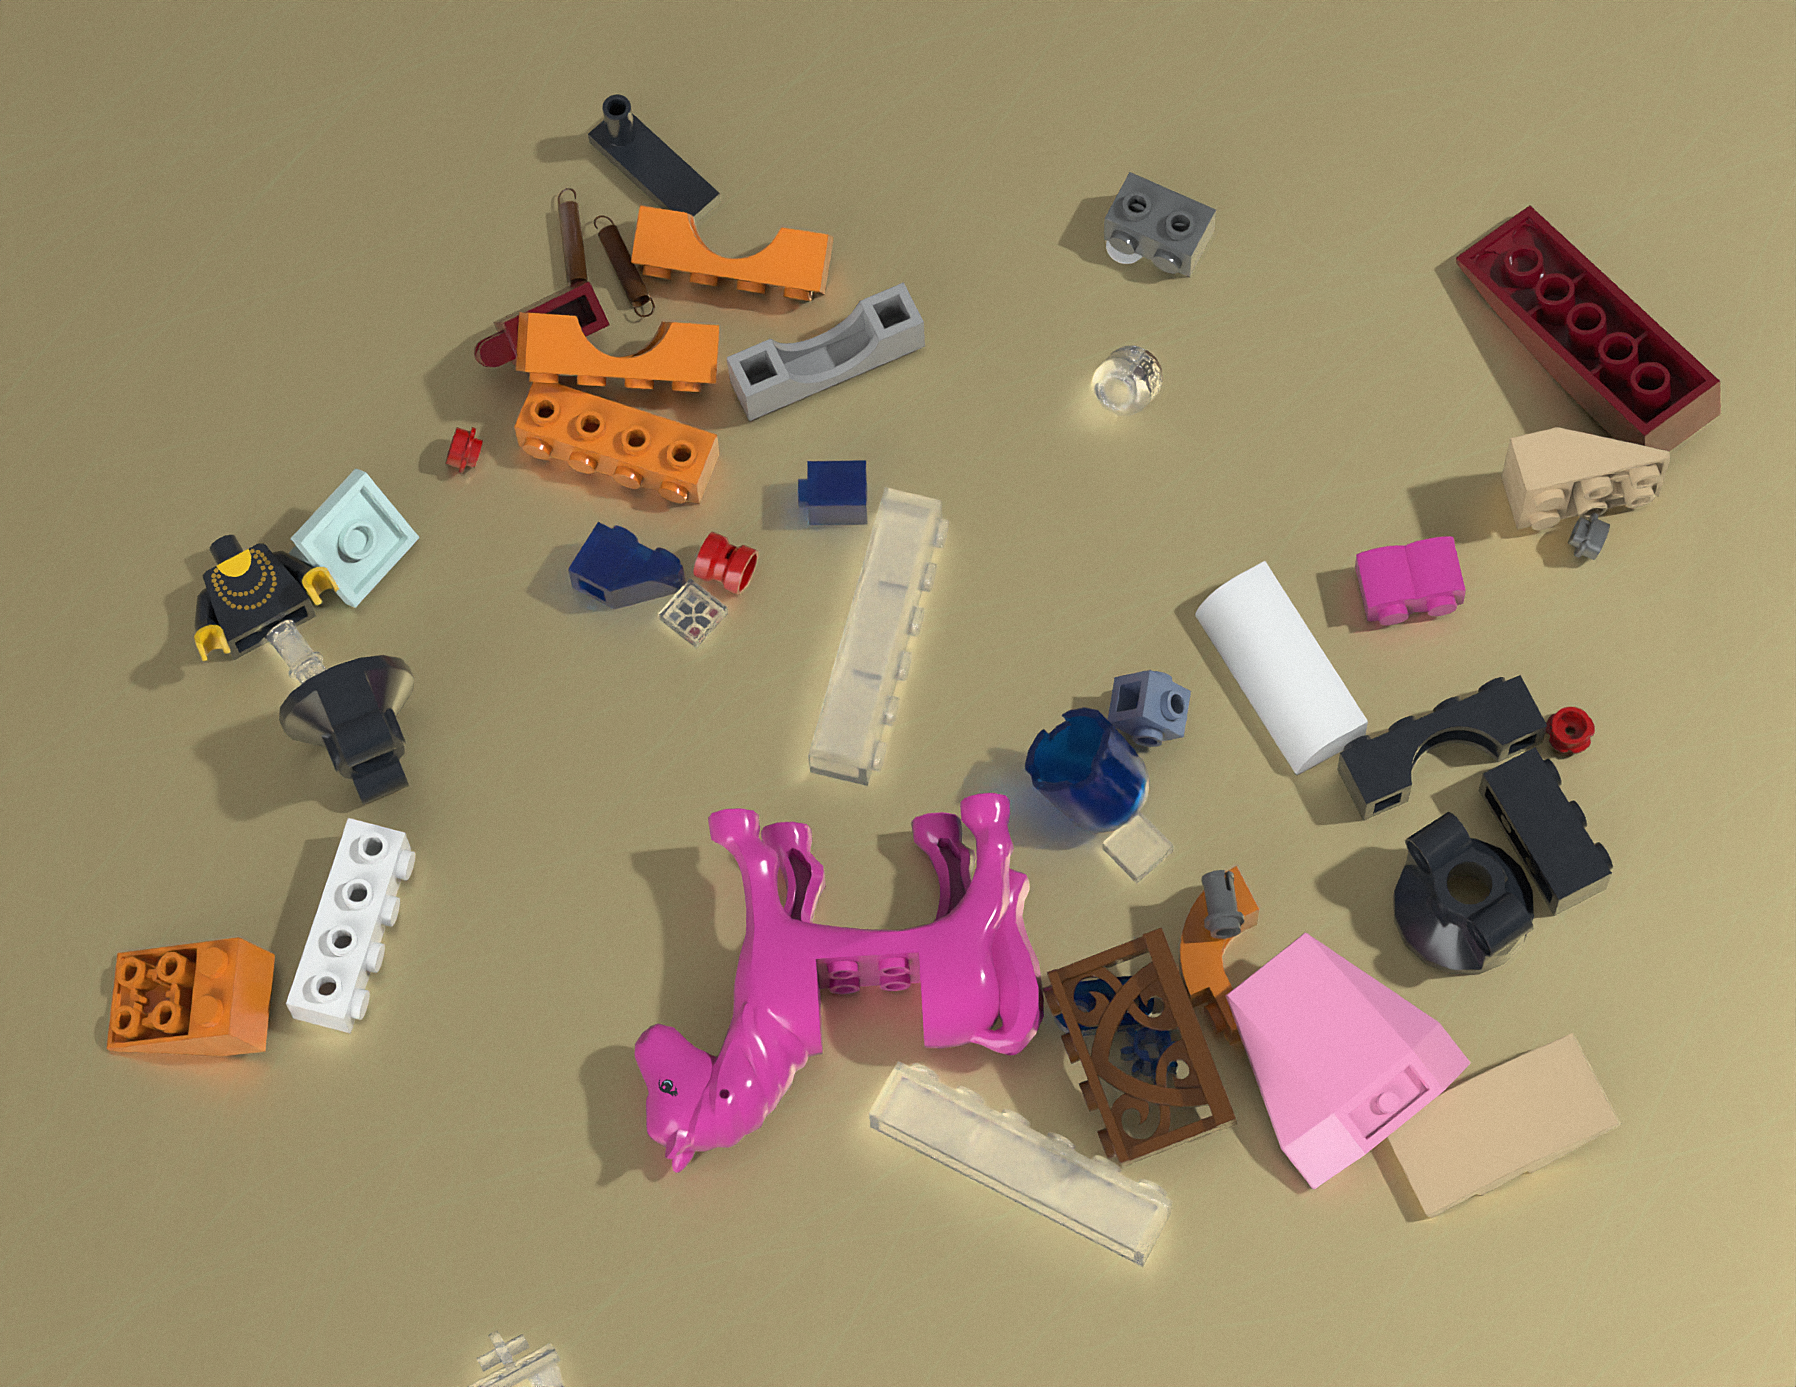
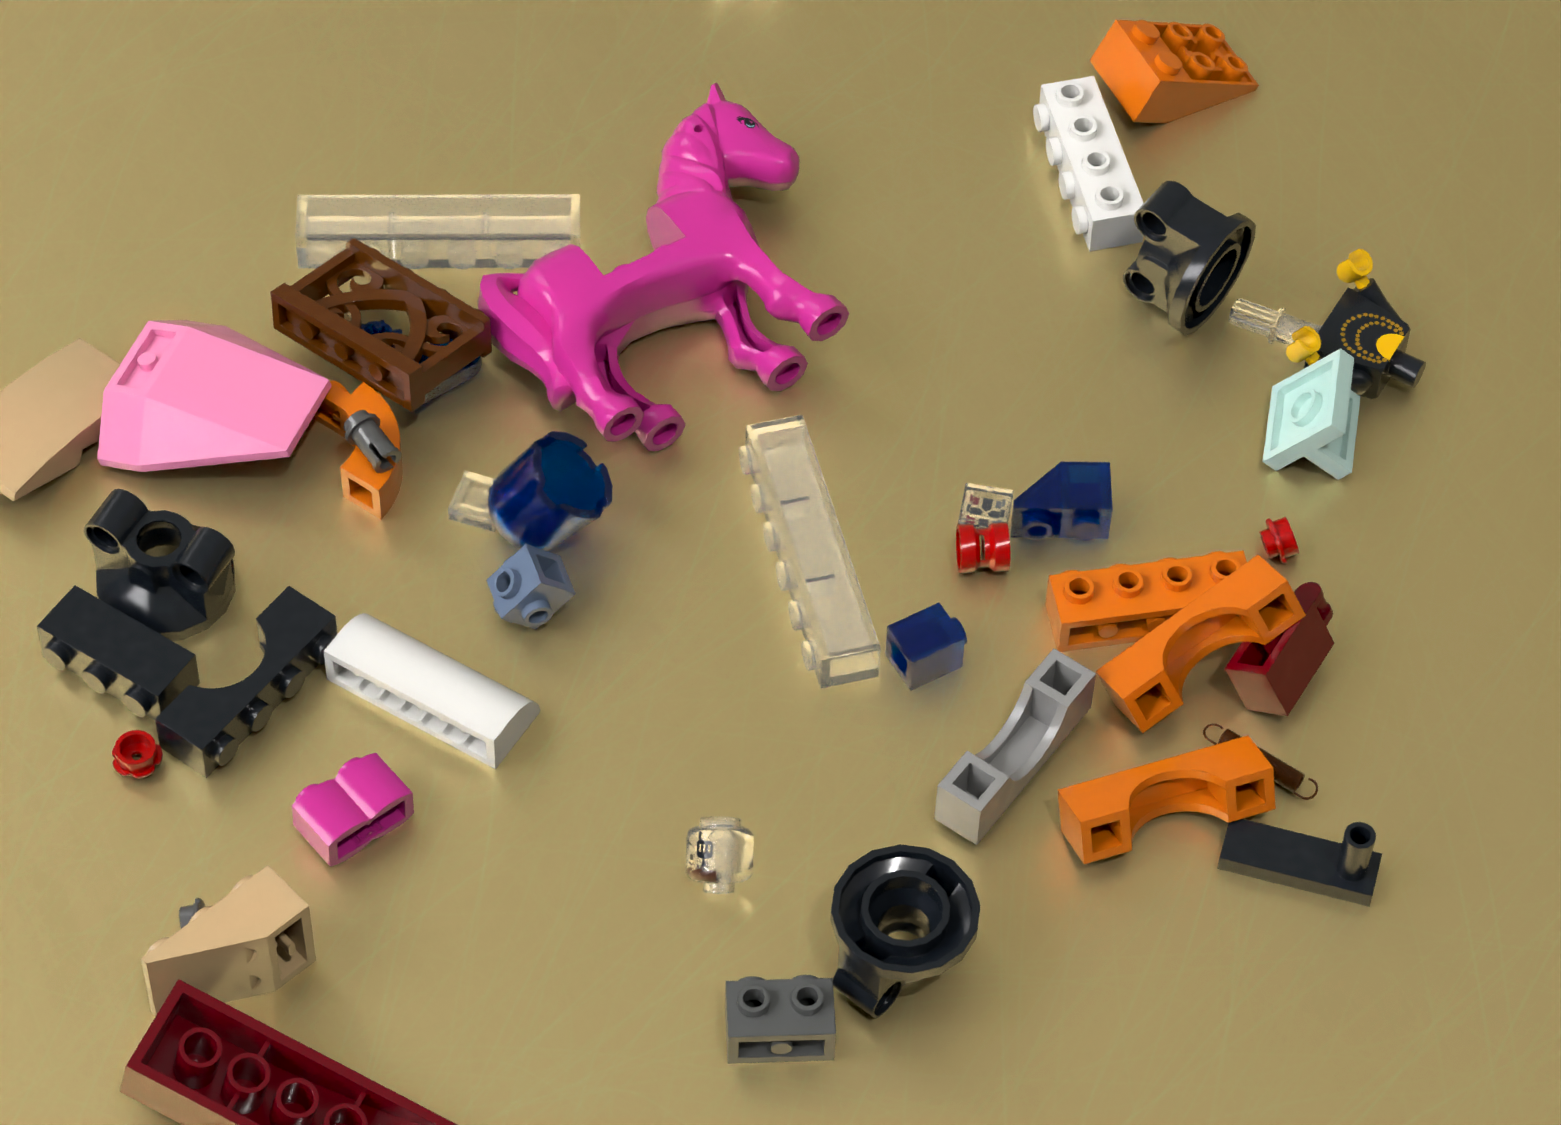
camera: 145 degrees right, 15 degrees down
(572, 240) = (1322, 758): reddish brown piece -> none
(1018, 188) = (900, 892): none -> black piece

